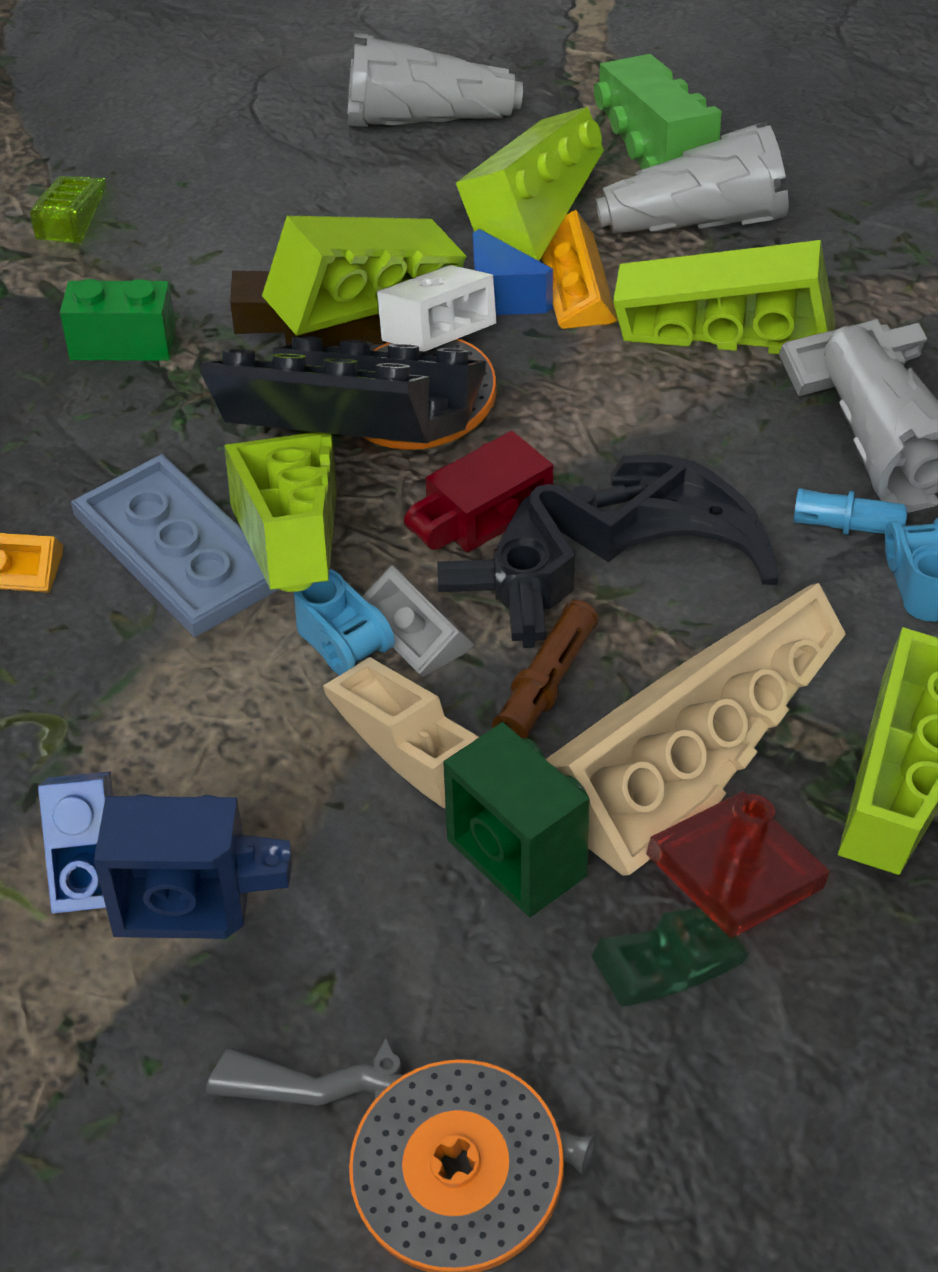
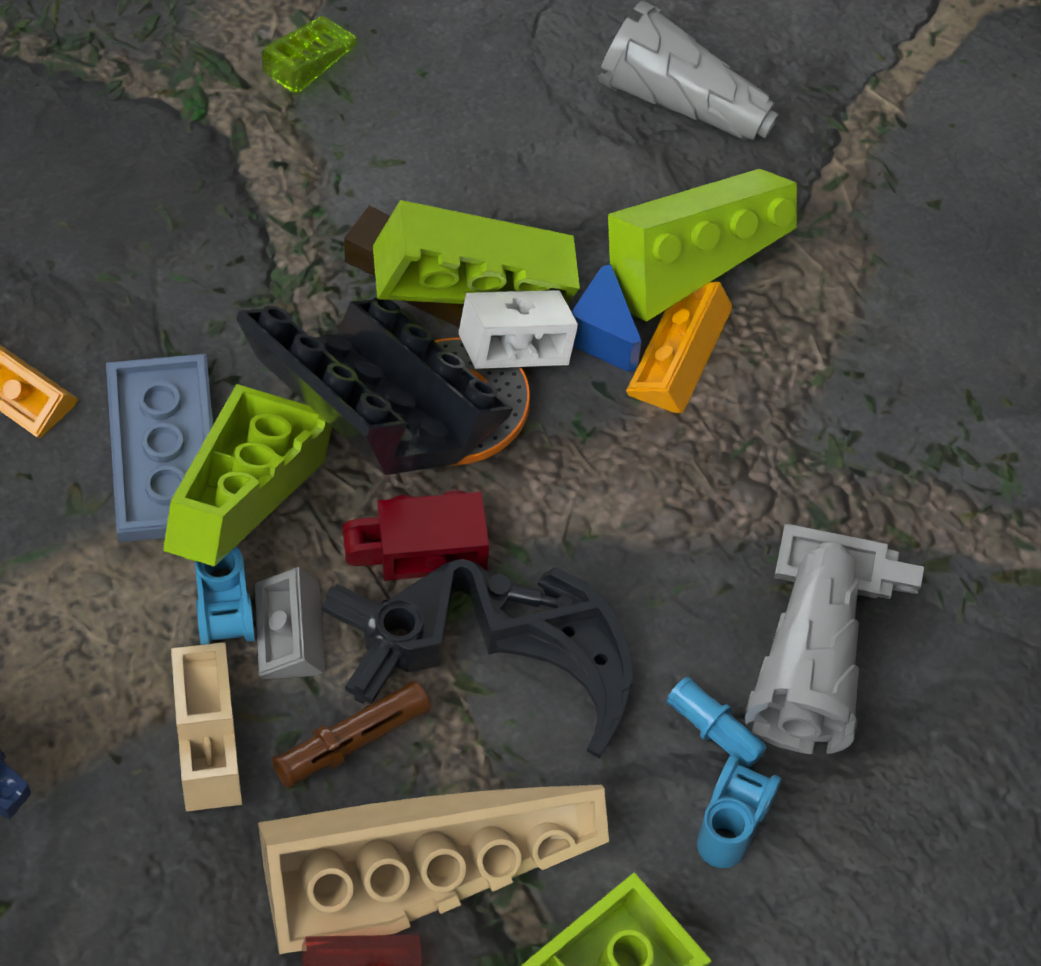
camera: 25 degrees right, 10 degrees up
(118, 320) = (258, 201): green brick -> none
(517, 818) = (213, 861): dark green brick -> none
(653, 110) = (866, 224): bright green wedge -> none
(704, 187) = (850, 318): light grey cone -> none
(727, 297) = (776, 452): lime wedge -> none

